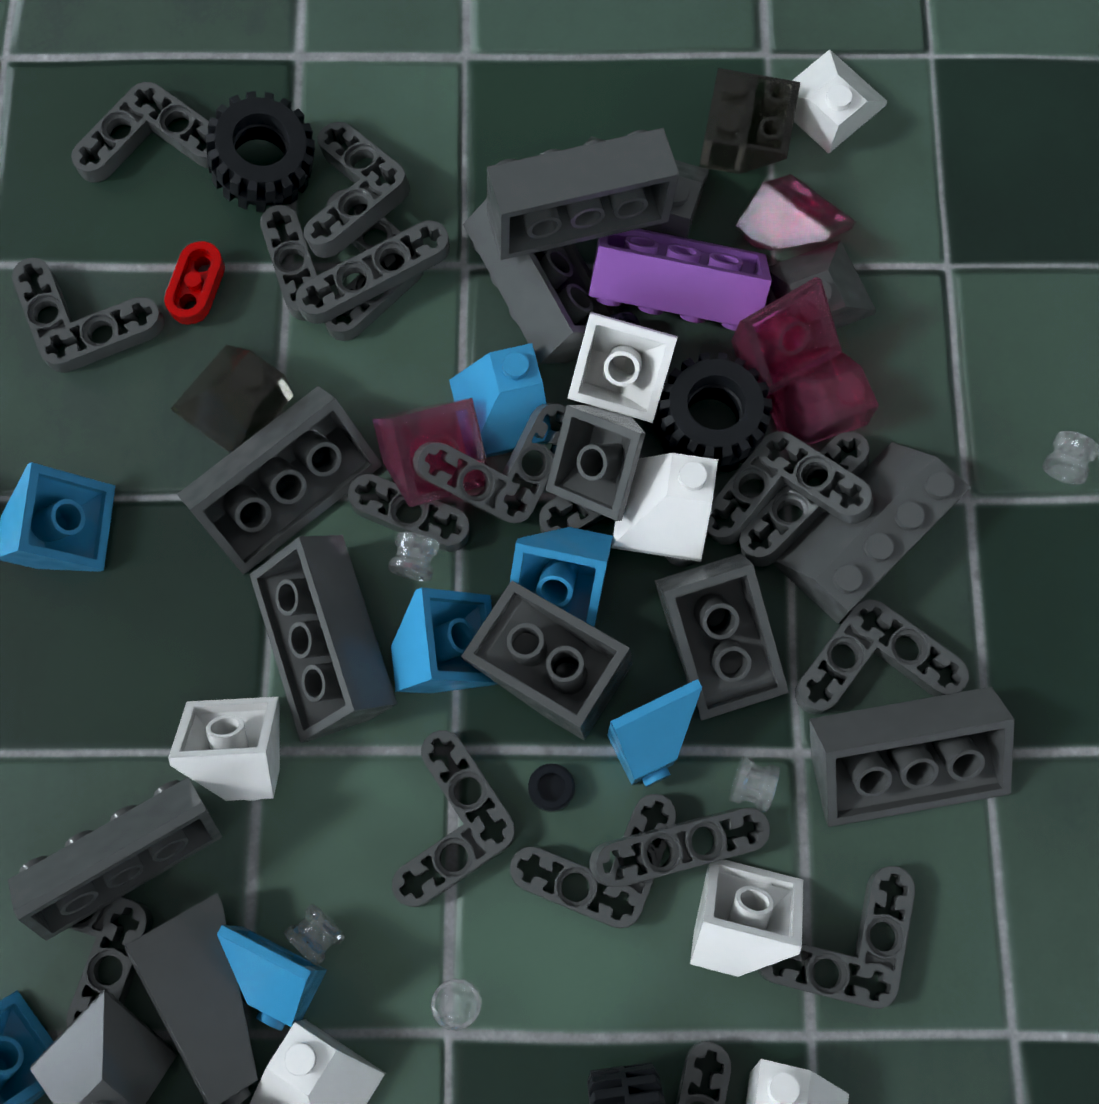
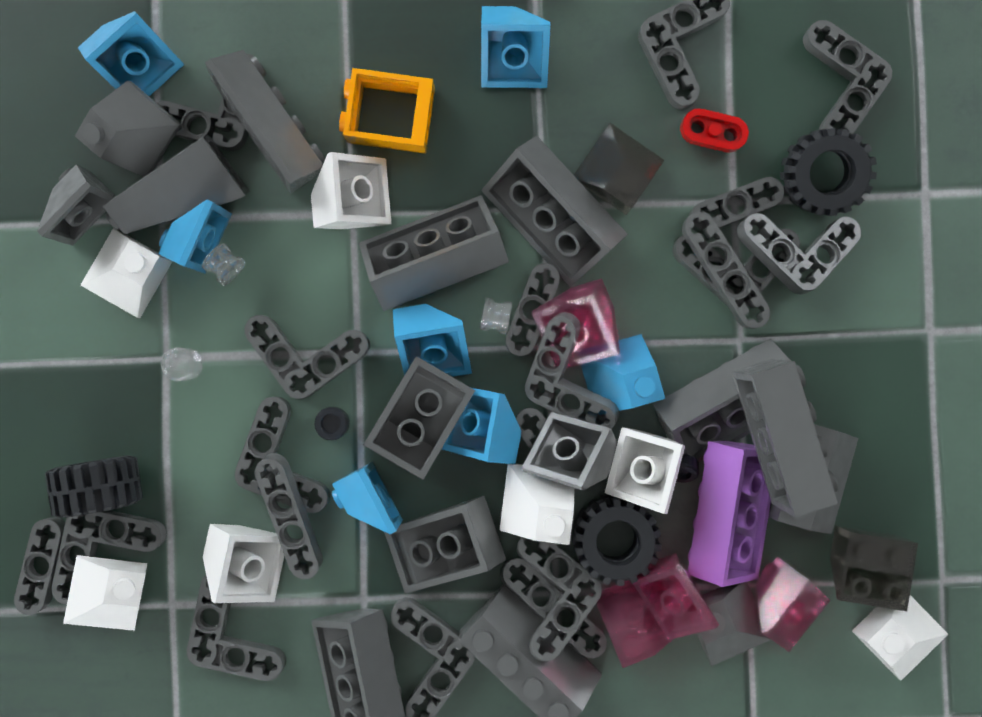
camera: 90 degrees right, 15 degrees up
(82, 681) = (353, 91): none -> light orange window
(754, 784) = (336, 569): clear wheel -> none

